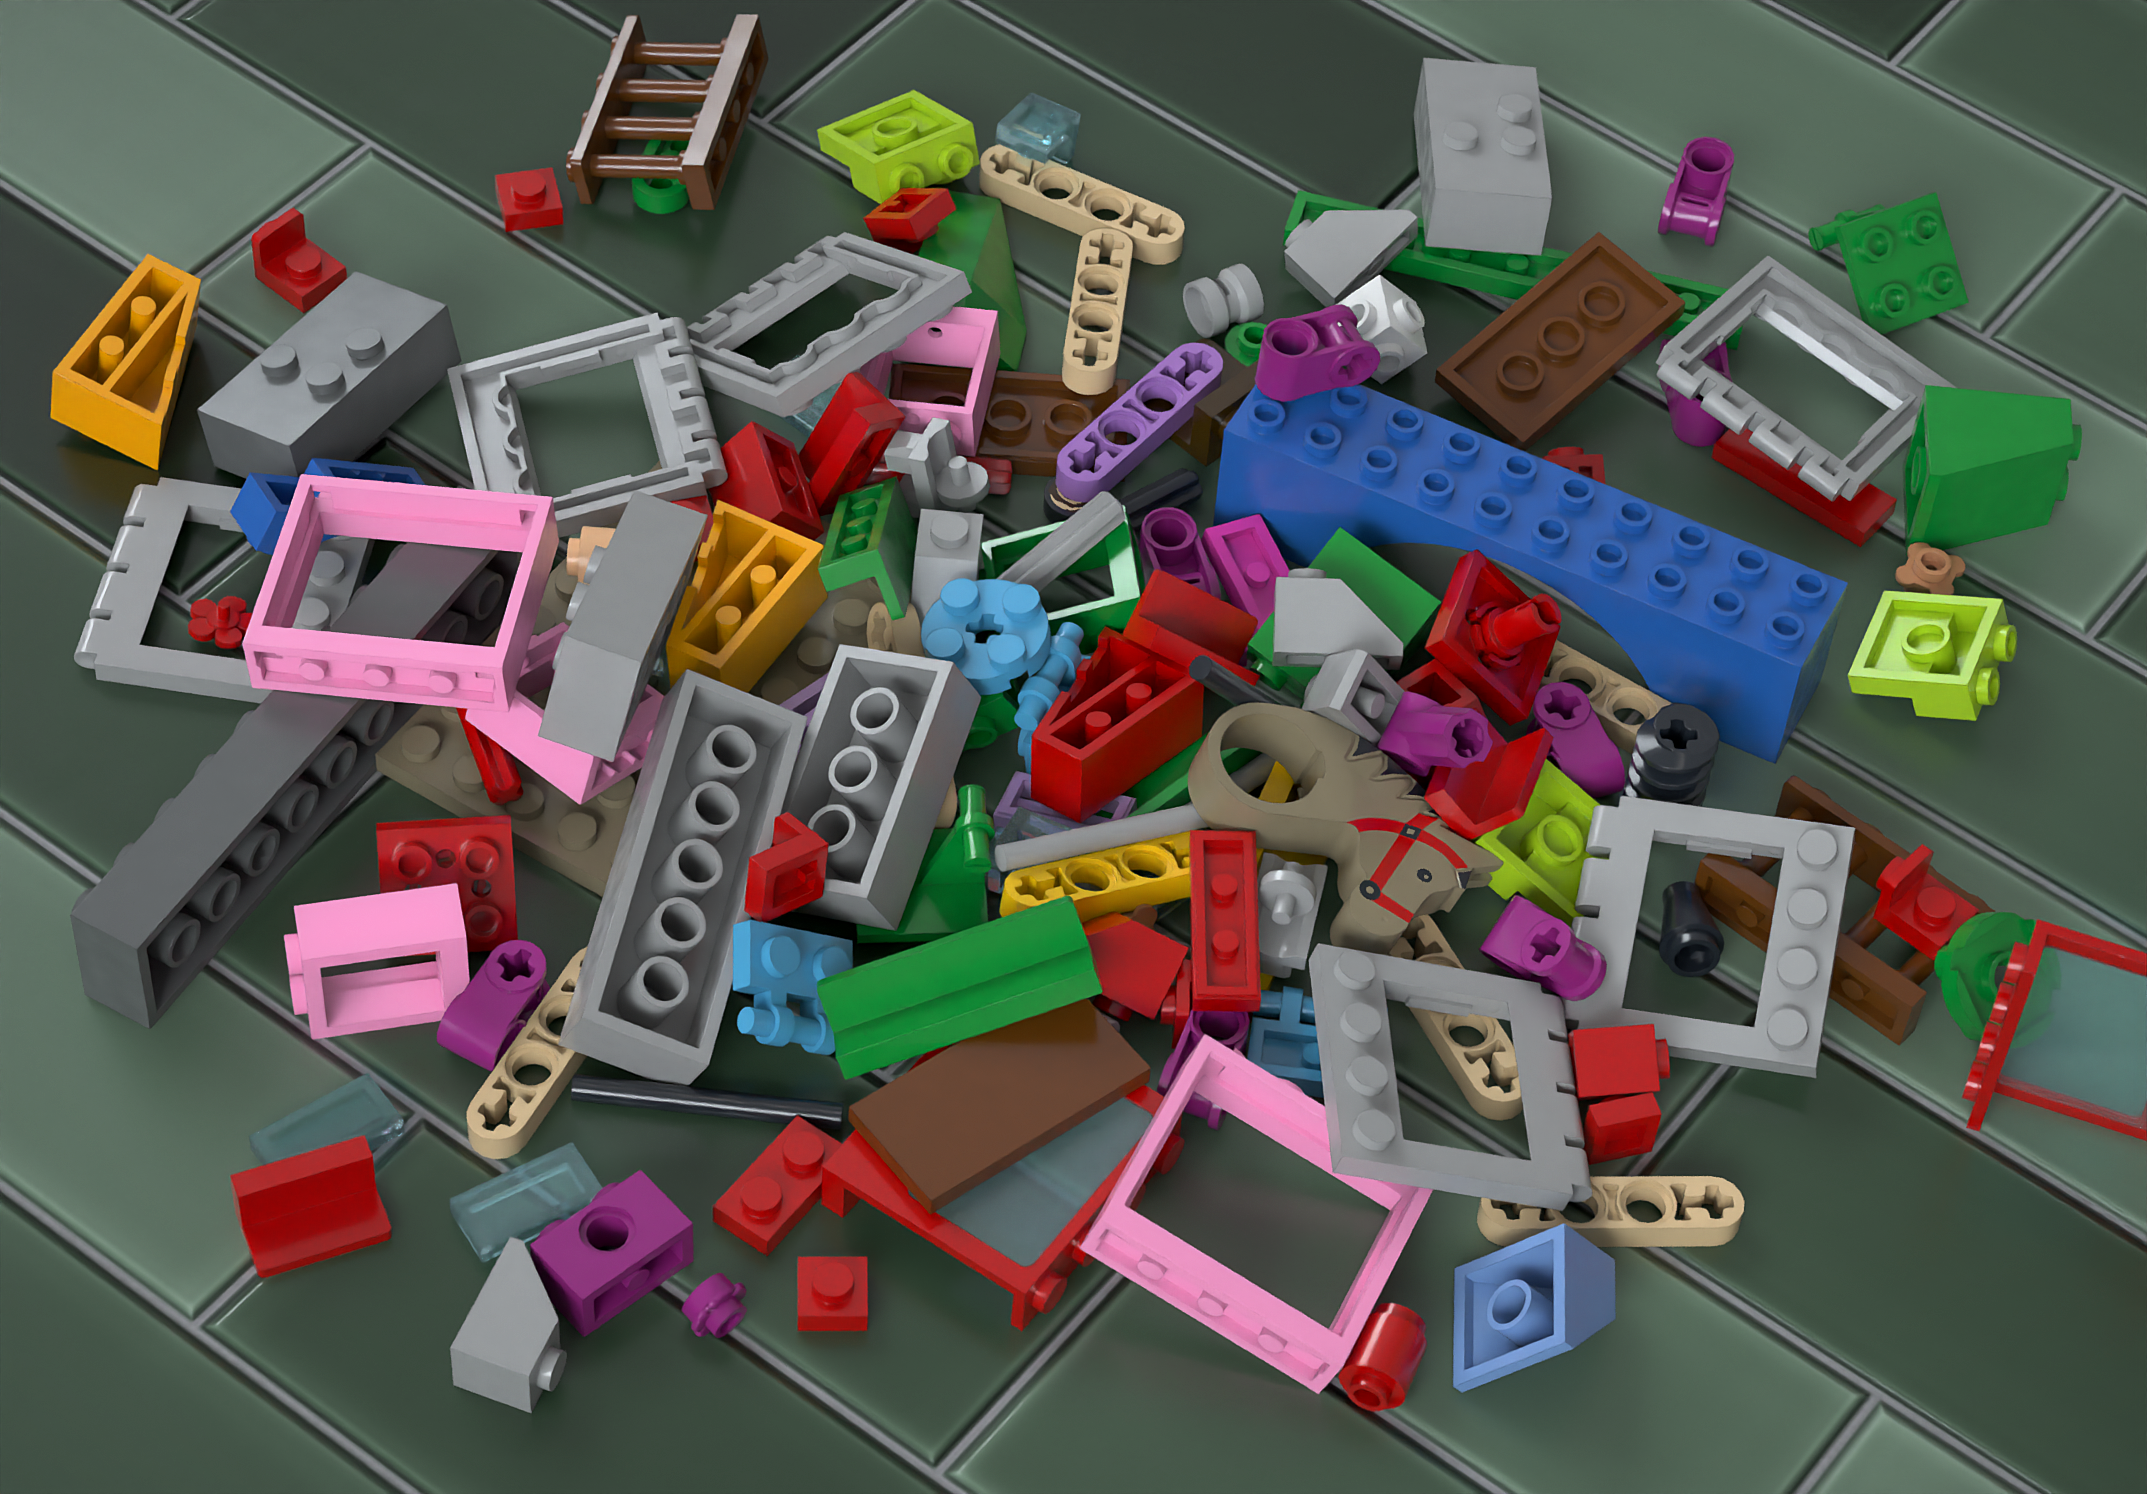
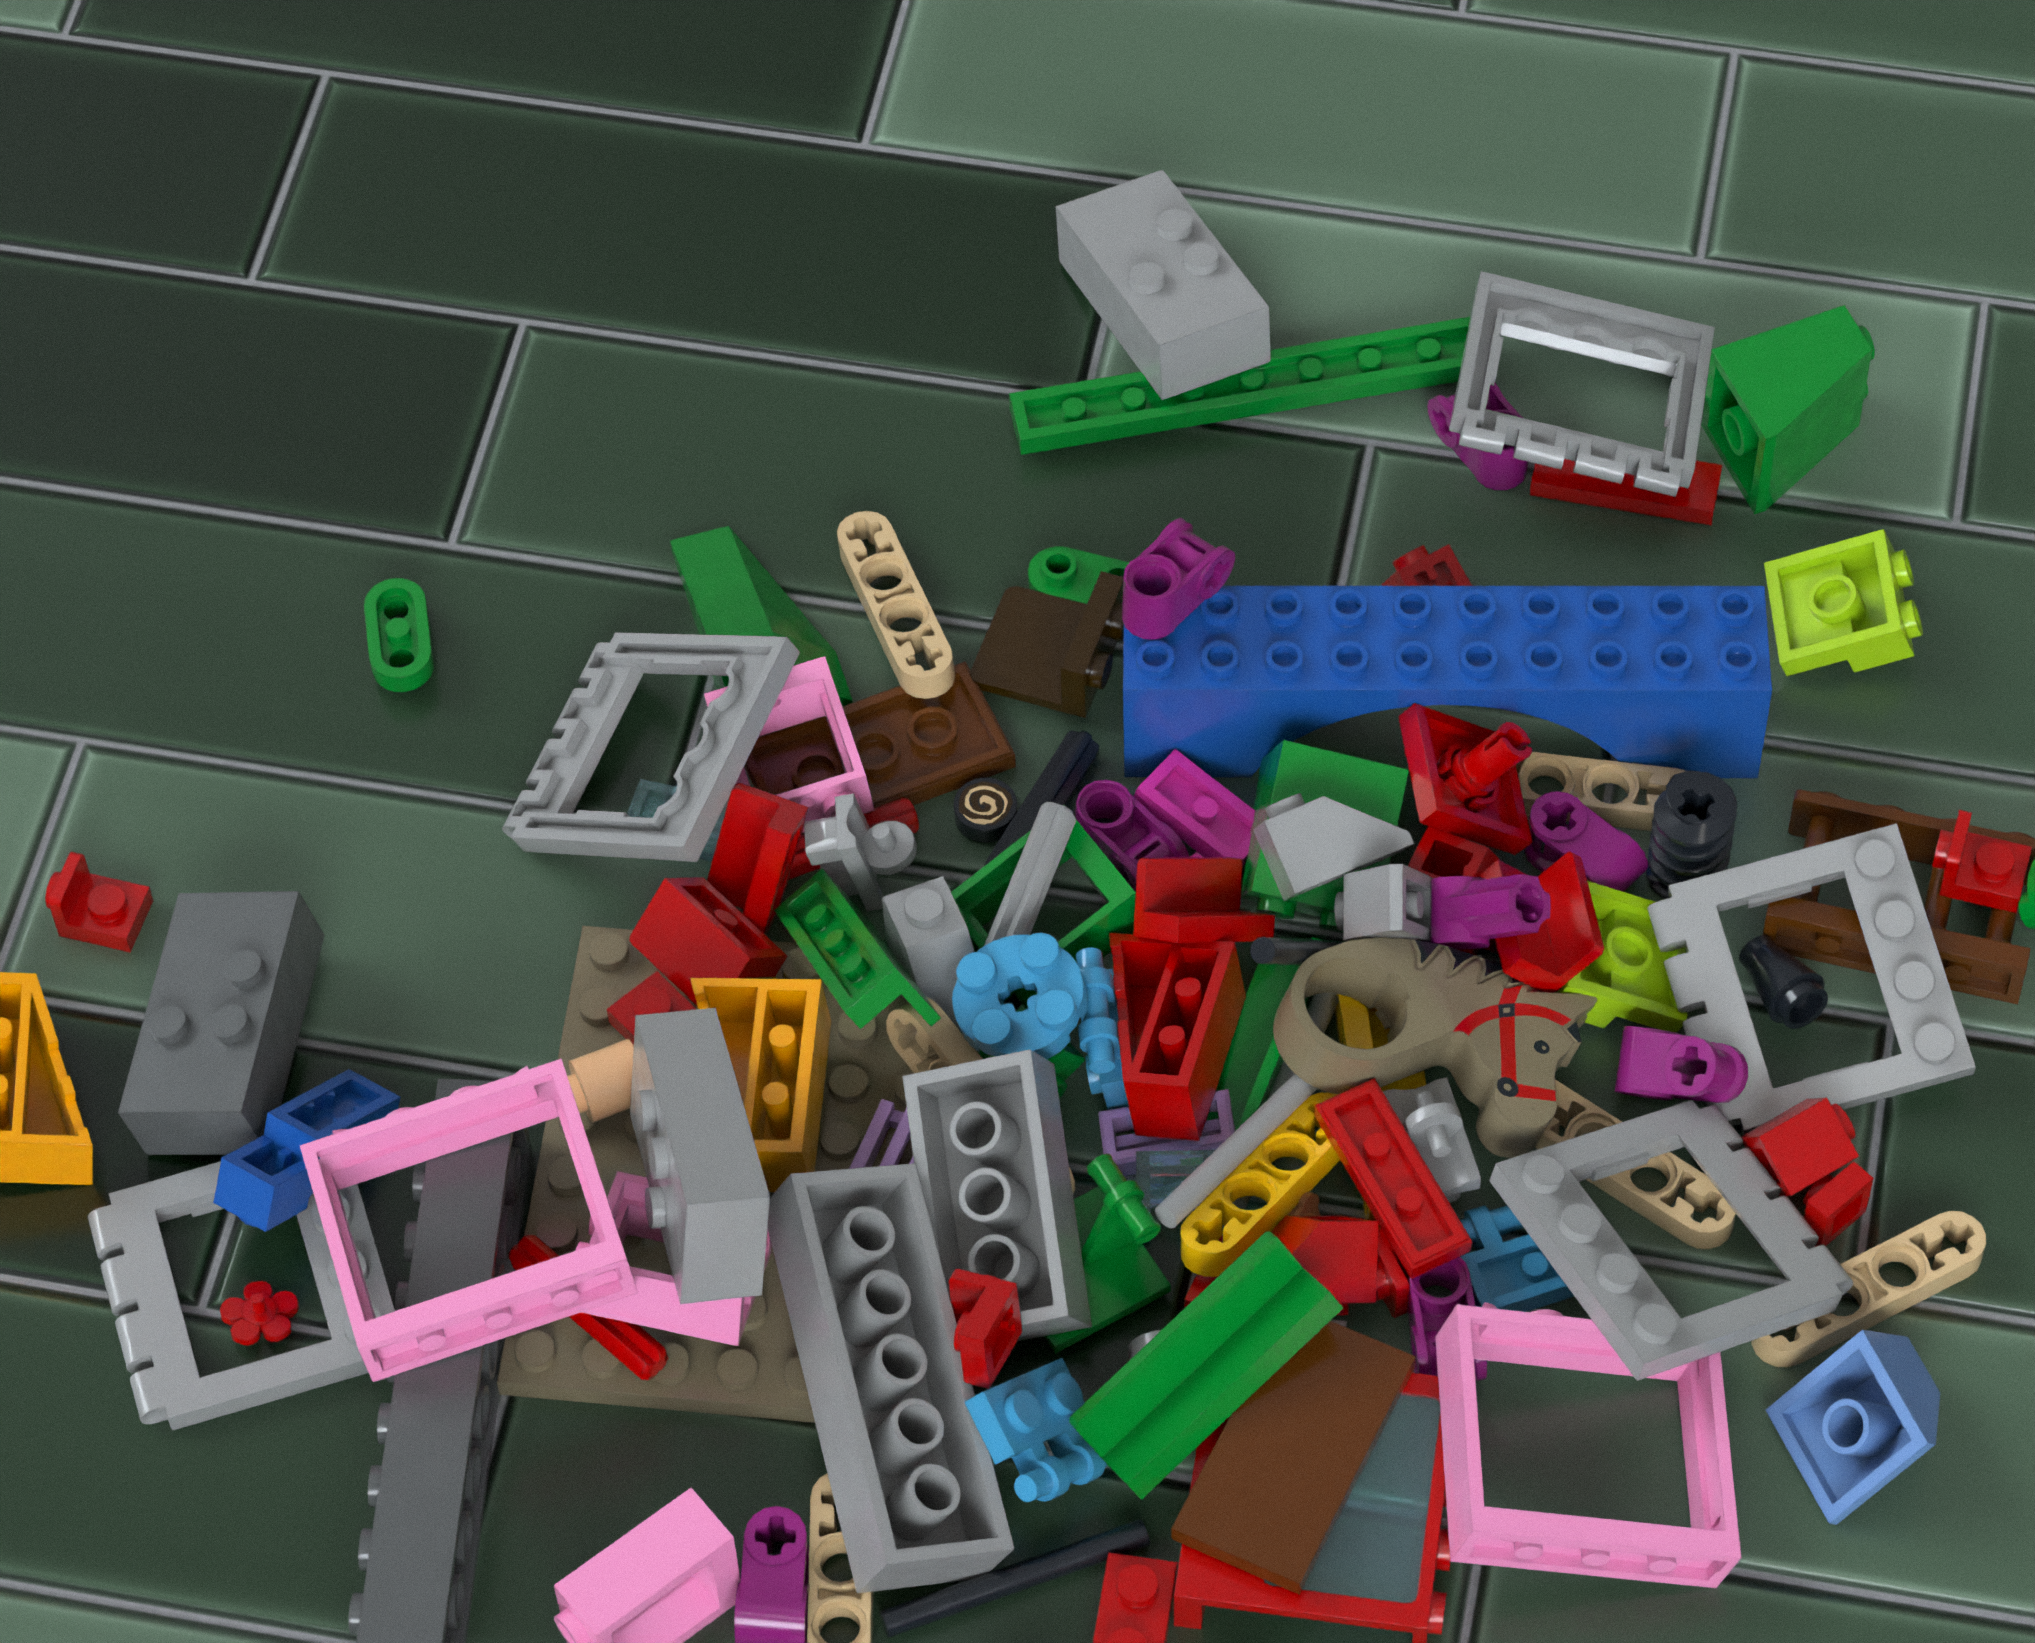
camera: 20 degrees left, 5 degrees up
(459, 853) = (655, 1465): red plate -> none
(529, 199) = (279, 731): red plate -> none
(672, 397) = (560, 884): light grey hinge -> none
(710, 133) = (424, 584): reddish brown fence -> none
(902, 145) = (609, 515): lime plate -> none
(909, 217) = (668, 589): red bracket -> none
(1018, 182) = (810, 487): tan beam -> none
(1040, 130) = (733, 439): clear light blue bracket -> none
(1131, 416) = (1007, 703): medium lavender beam -> none
(1224, 300) = (1000, 547): light grey wheel -> none
(1346, 249) = (1094, 441): light grey slope -> none
(1384, 1358) = (1766, 1529): red brick -> none
(1389, 322) = (1169, 491): white brick -> none
(1559, 342) = (1340, 445): reddish brown plate -> none
(1699, 190) = (1373, 228): magenta piece -> none
(1896, 261) = (1589, 219): green plate -> none
(1929, 570) = (1785, 537): nougat plate -> none

